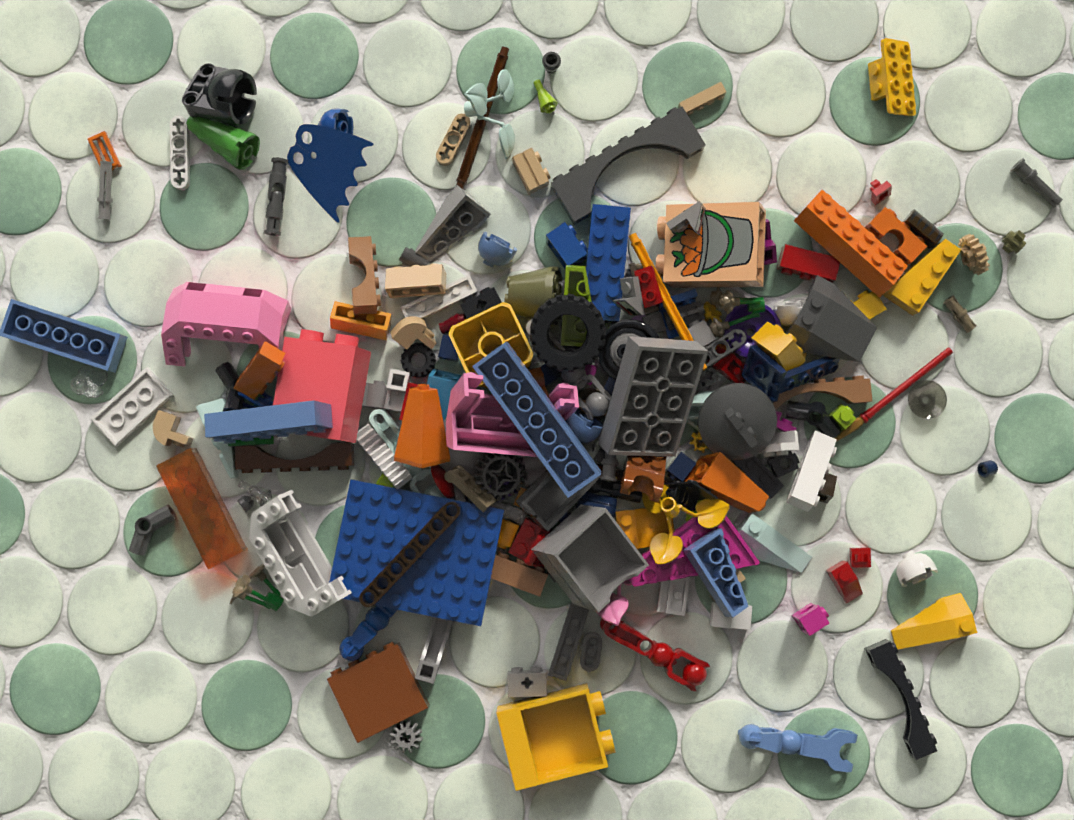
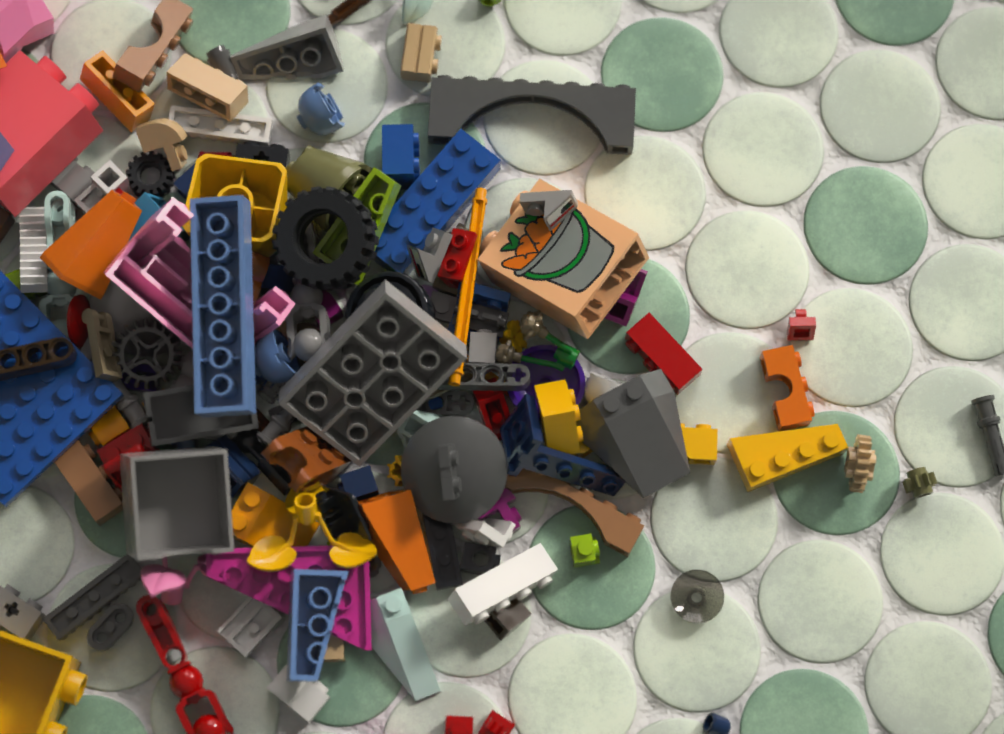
camera: 30 degrees right, 10 degrees down
(703, 98) = (667, 97): tan piece -> none
(805, 411) = (544, 516): black piece -> none
(851, 243) = (724, 358): orange brick -> none
(870, 413) = (596, 571): red piece -> none
(893, 78) = (902, 212): yellow bracket -> none
(924, 228) = (823, 399): dark brown brick -> none
(960, 314) = (802, 524): dark tan pin -> none

